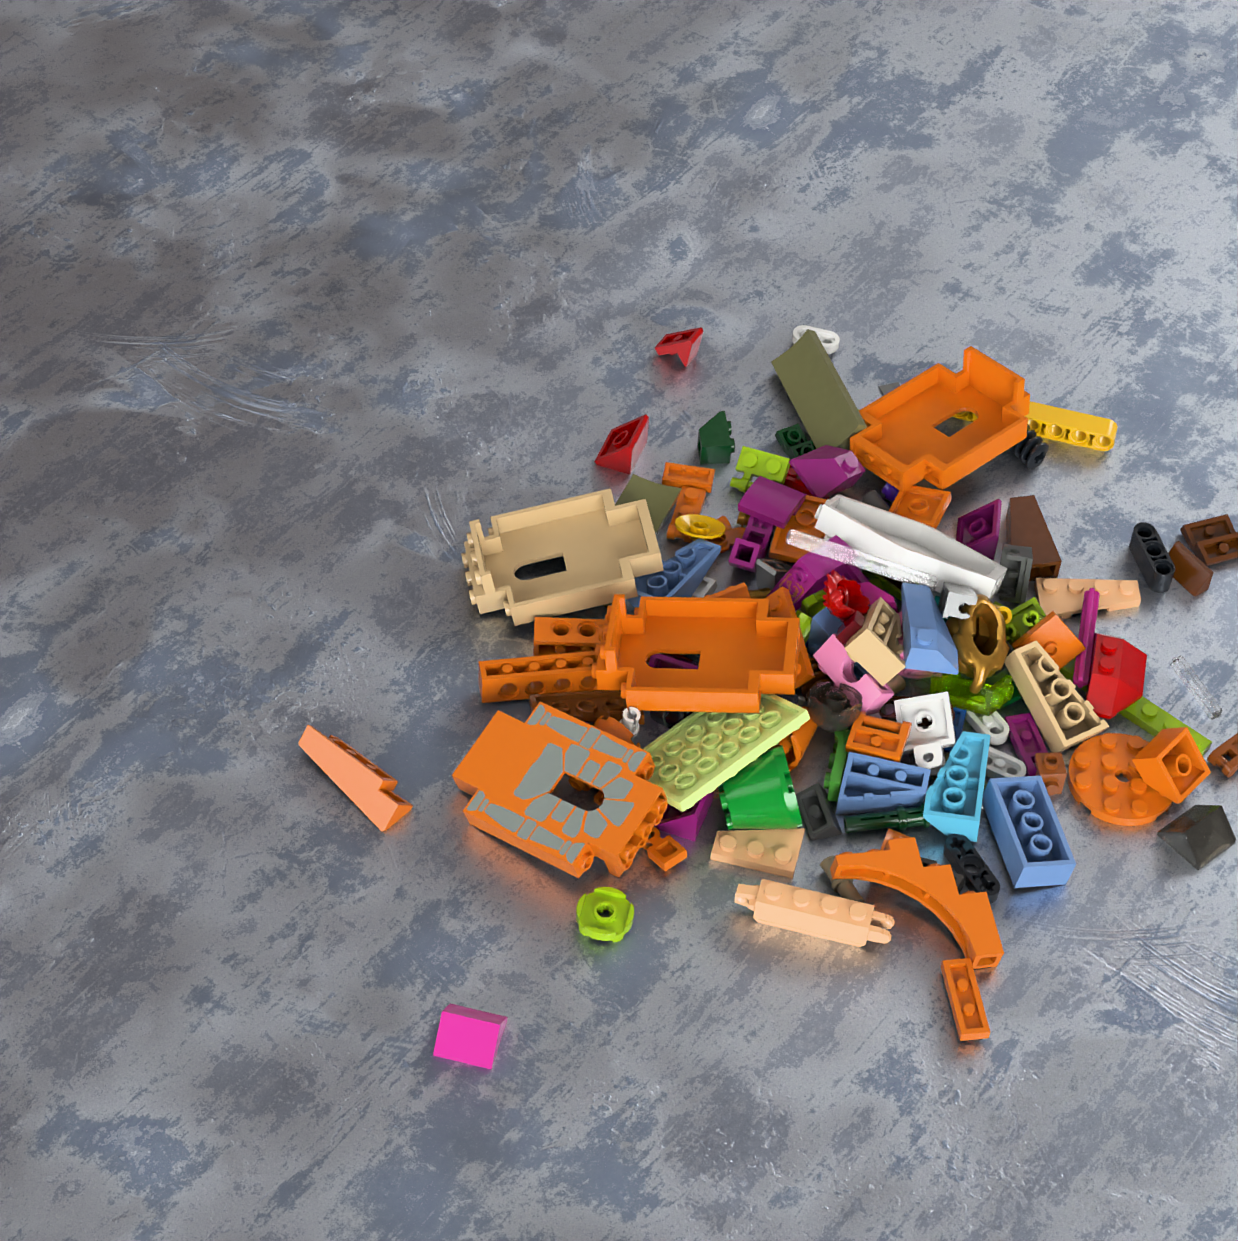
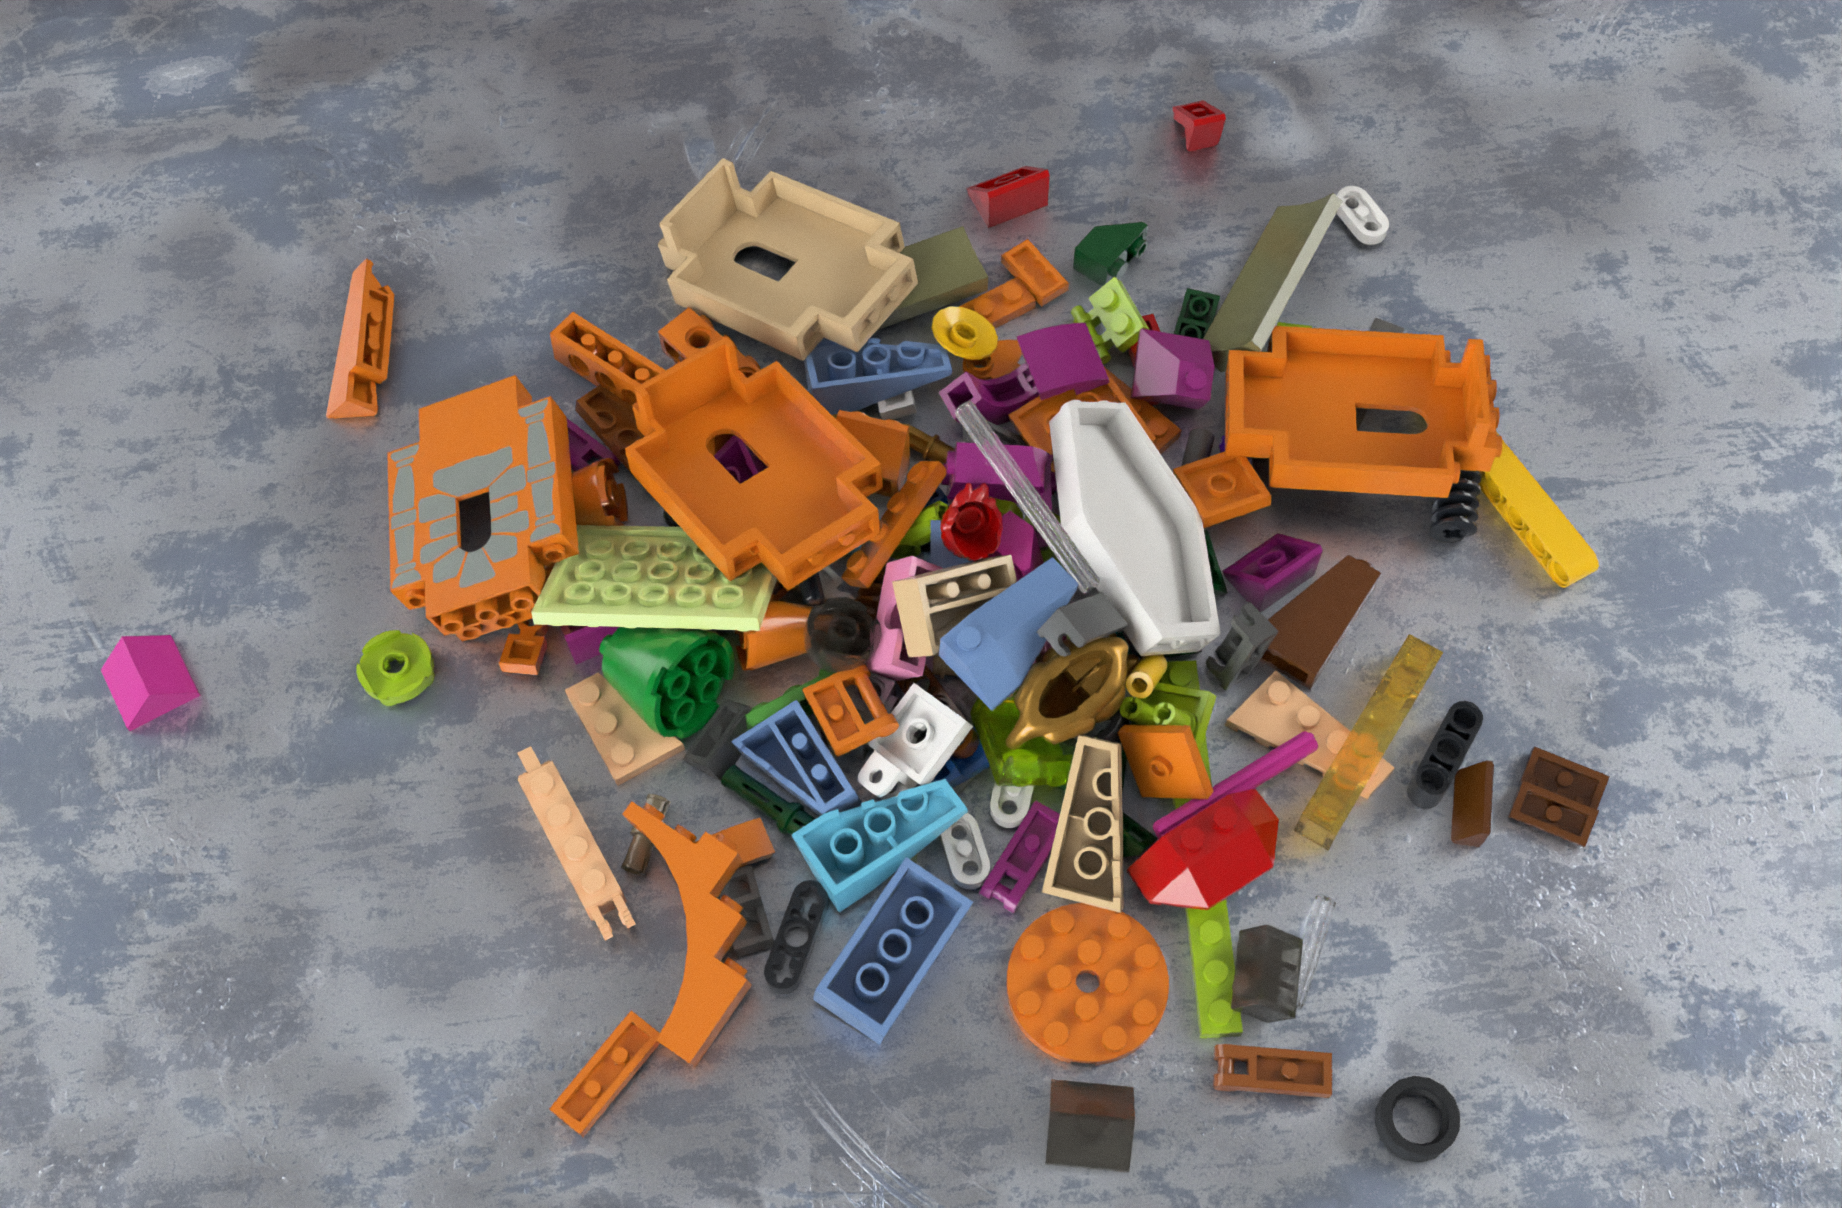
camera: 50 degrees right, 15 degrees up
(630, 720) = (630, 492): white pin -> none
(850, 627) = (934, 563): dark red tile -> none
(1052, 770) = (998, 904): dark orange bracket -> none
(1129, 602) = (1368, 742): none -> clear yellow arch
(1172, 764) = (1140, 1020): orange slope -> none
(1195, 706) = (1267, 974): none -> clear smoke brick

